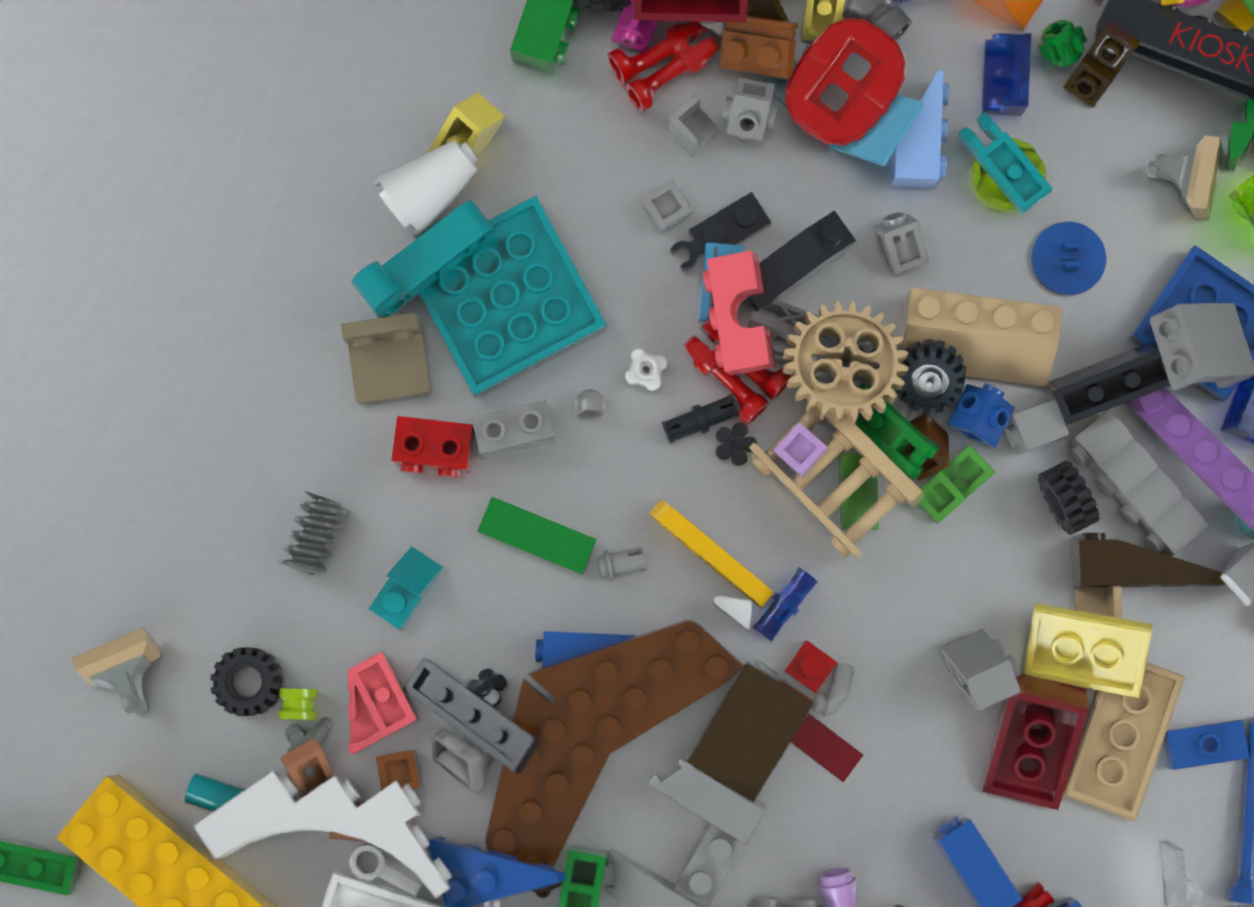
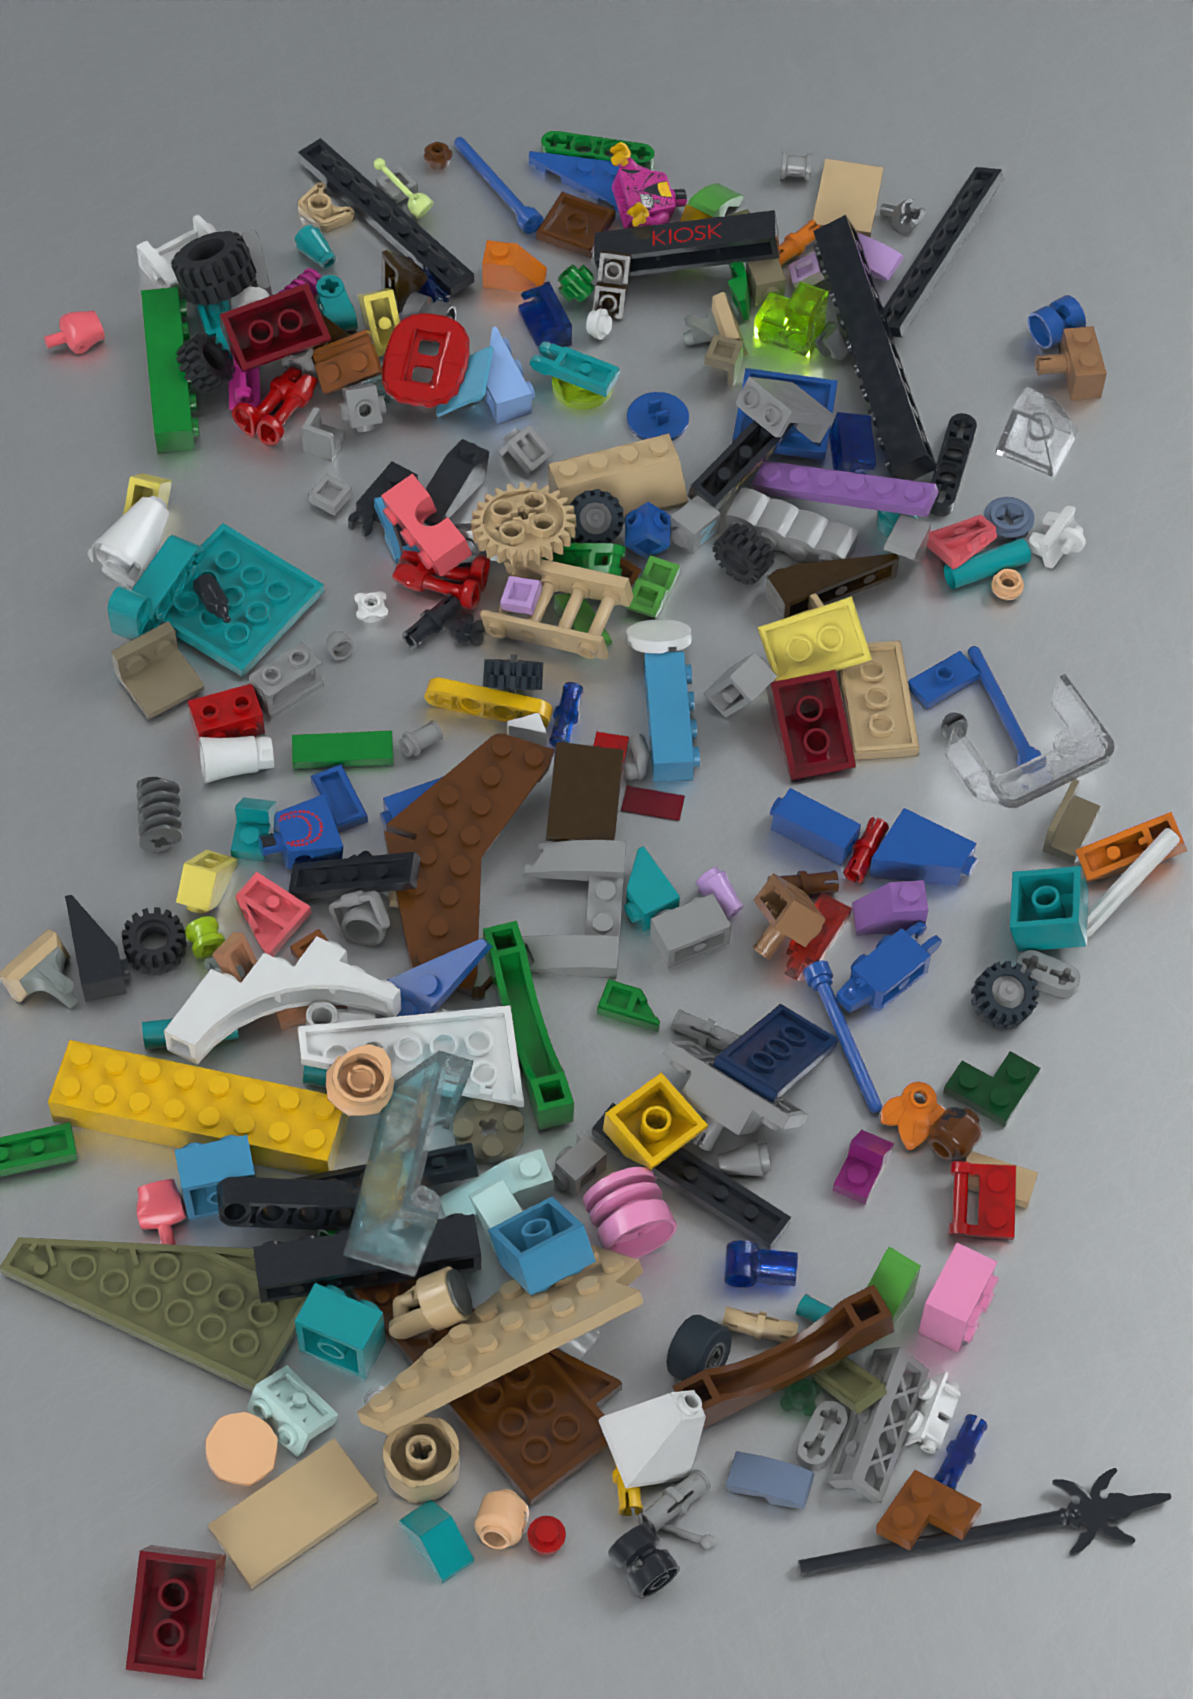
camera: 30 degrees left, 25 degrees down
(181, 672) = (97, 956): none -> black slope
(328, 634) = (205, 880): none -> light yellow slope
(419, 500) = (234, 756): none -> white plant
(447, 631) = (304, 834): none -> blue torso
(481, 292) = (212, 596): none -> black piece
(507, 593) = (341, 797): none -> blue tile
(748, 539) = (513, 674): none -> black wheel
(765, 864) = (648, 891): none -> teal slope
(891, 659) = (669, 716): none -> dark azure brick
(927, 557) = (658, 635): none -> white tile
(1062, 108) = (599, 323): none -> white plate
(1178, 222) = (725, 355): none -> dark tan panel
(1187, 799) = (957, 720): none -> dark grey hinge

